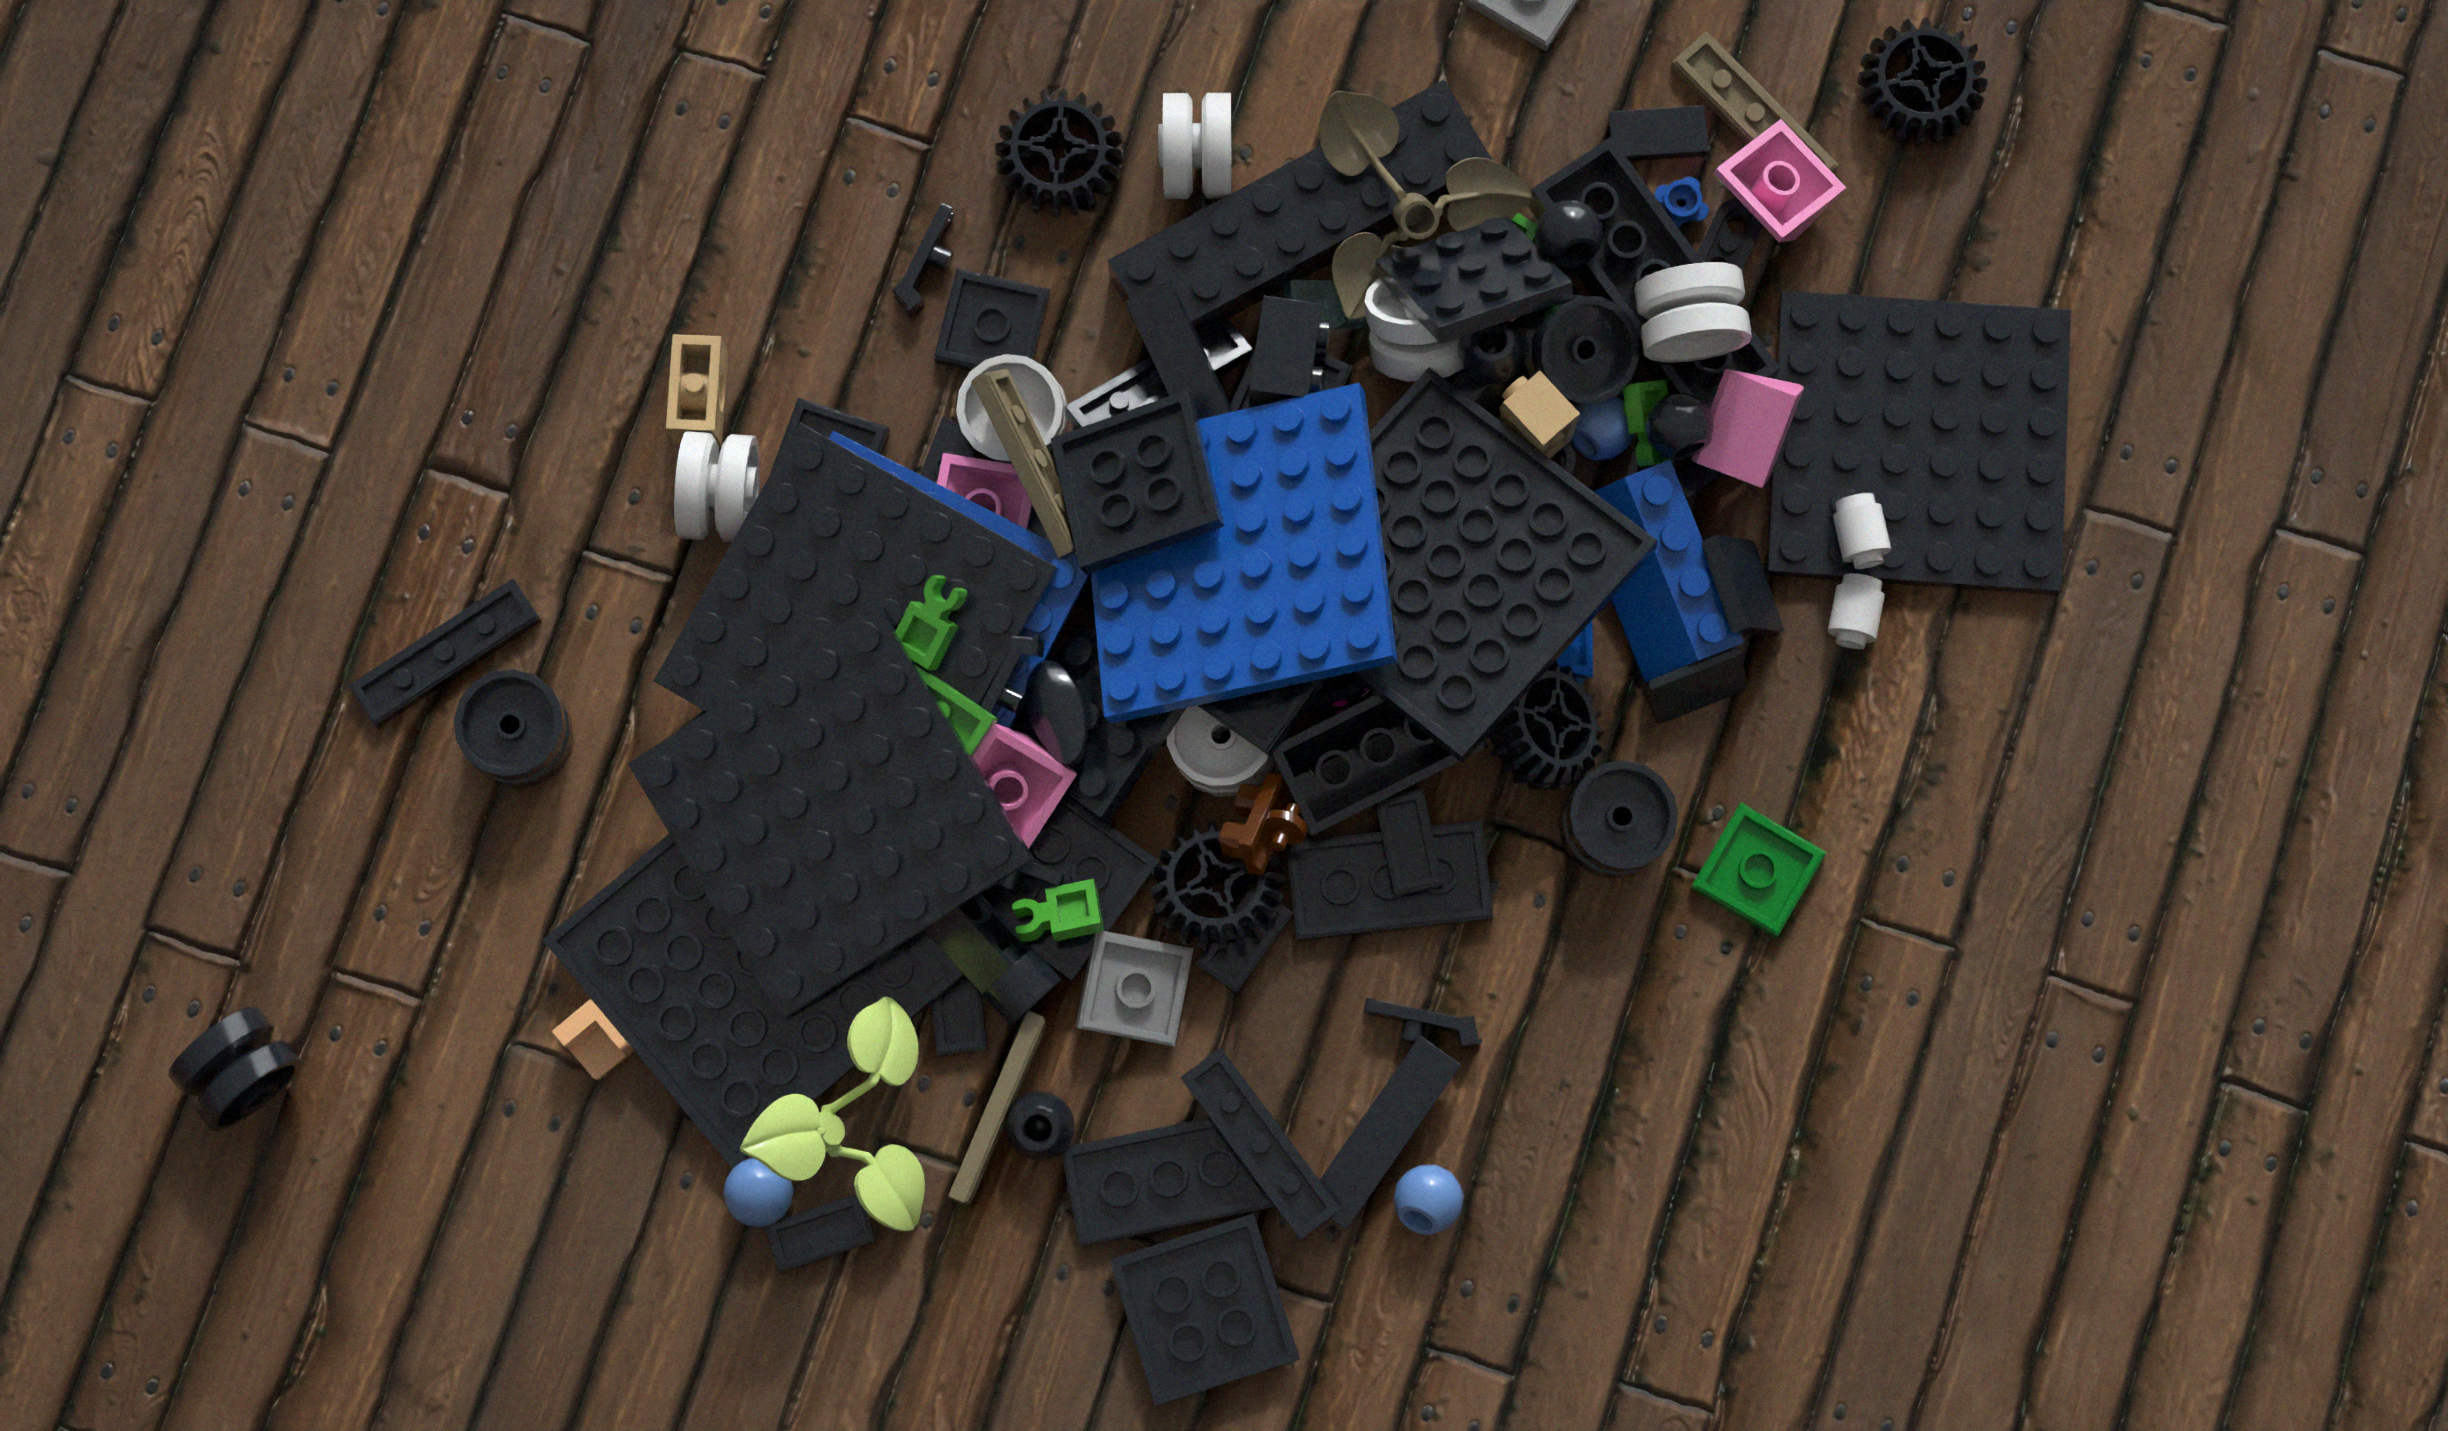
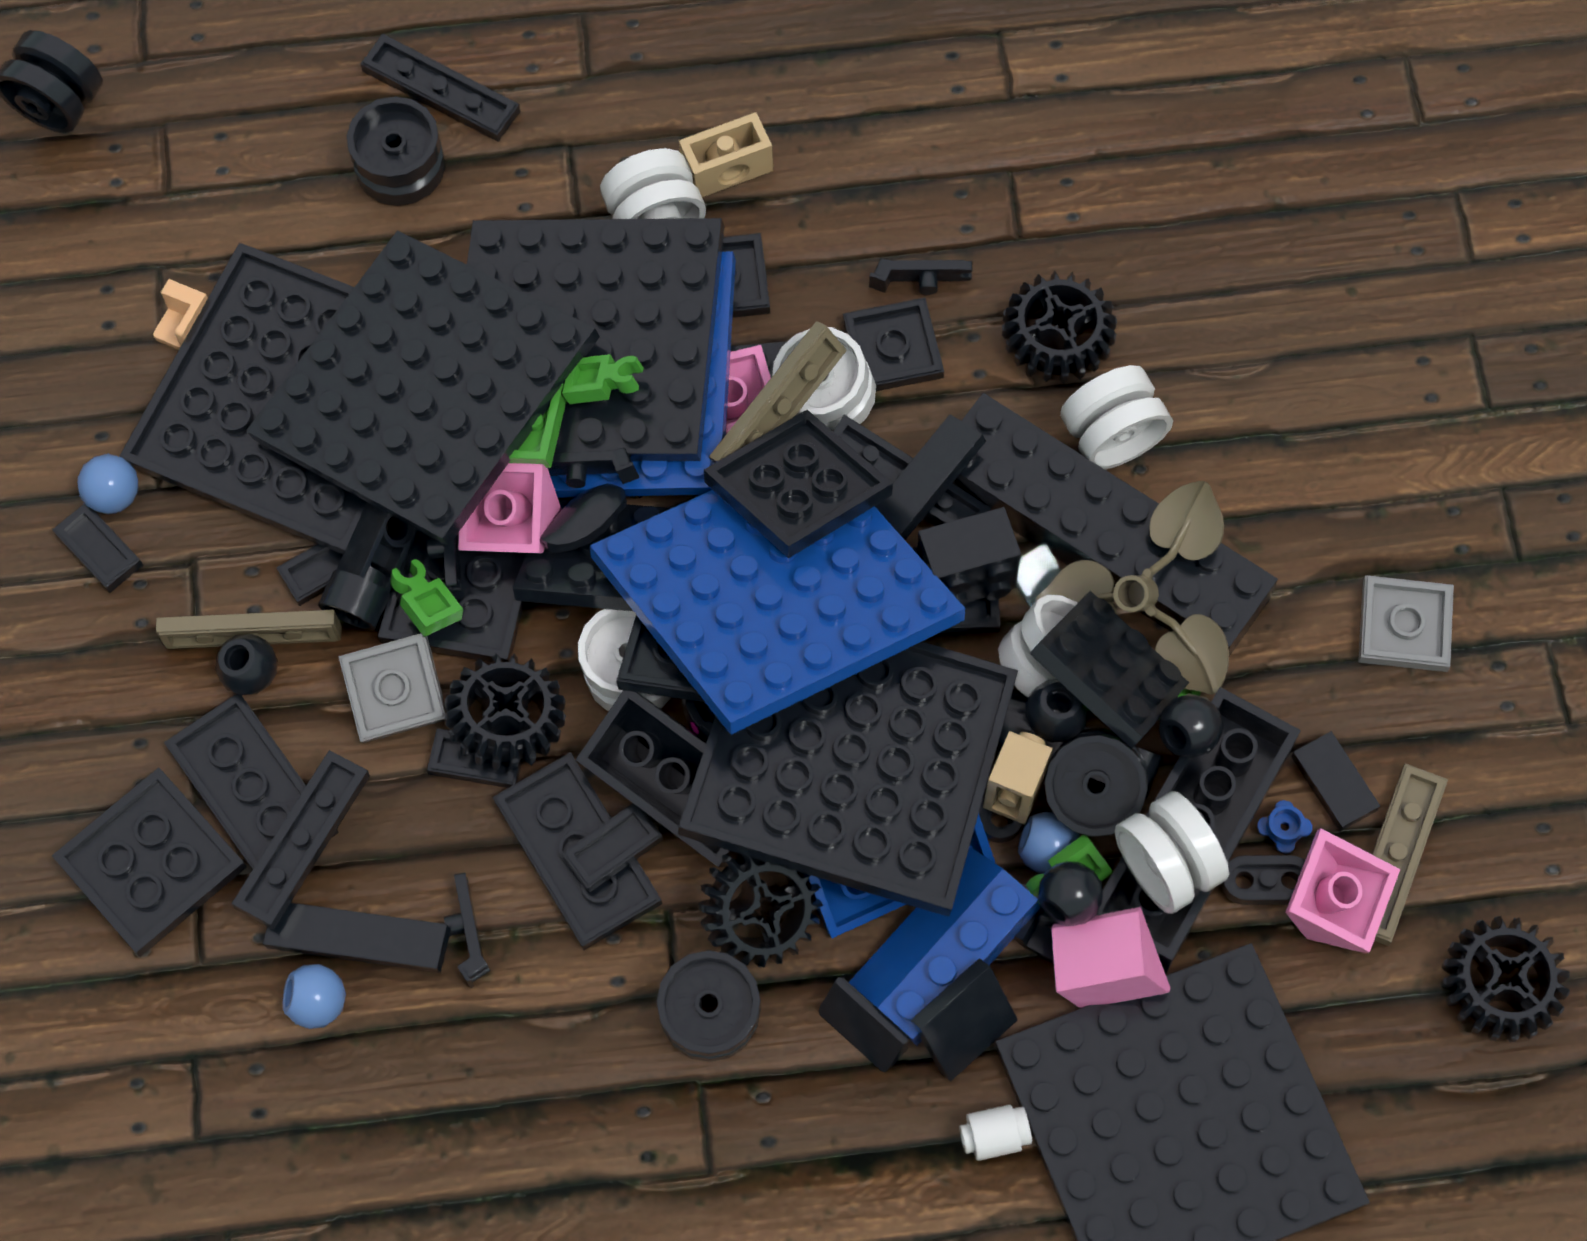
camera: 65 degrees right, 10 degrees down
(795, 1136) = (138, 460): yellowish green plant -> none
(1270, 824) = (564, 715): reddish brown hips -> none
(1758, 870) = (726, 1152): green tile -> none
(1861, 530) = (1064, 1097): white brick -> none

